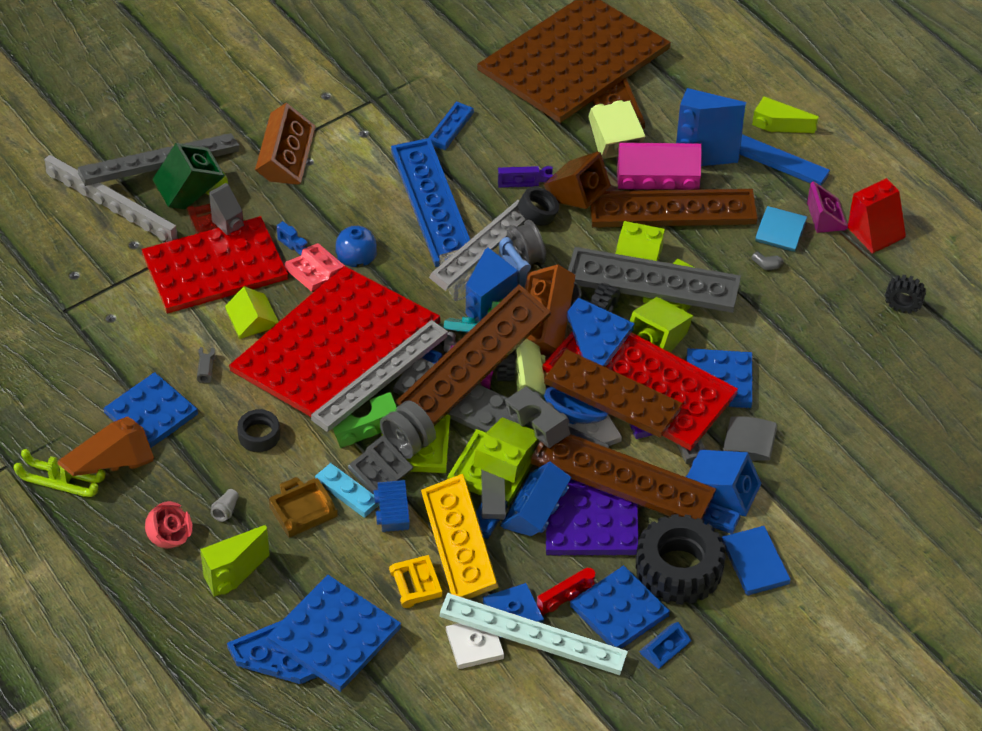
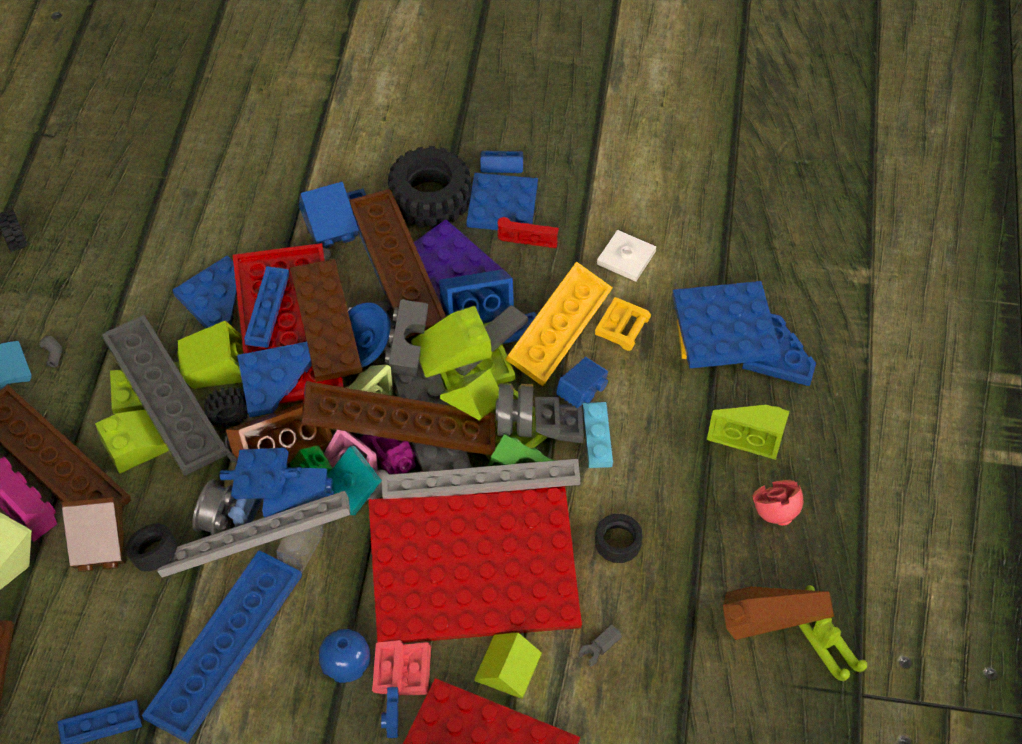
camera: 135 degrees left, 5 degrees up
(153, 407) = (689, 641): blue plate -> none
(224, 506) = (709, 494): light grey cone -> none
(302, 506) = (647, 447): pearl gold piece -> none
(452, 424) = (474, 394): none -> lime slope
(514, 259) = (260, 473): none -> blue plate
(517, 601) = (573, 249): blue plate -> none
(523, 176) = (116, 593): dark purple plate -> none
(533, 634) = (587, 222): light aqua plate -> none
(660, 366) = (266, 307): none -> blue plate
(751, 436) = (265, 232): dark grey slope -> none
(755, 560) = (373, 162): blue tile -> none

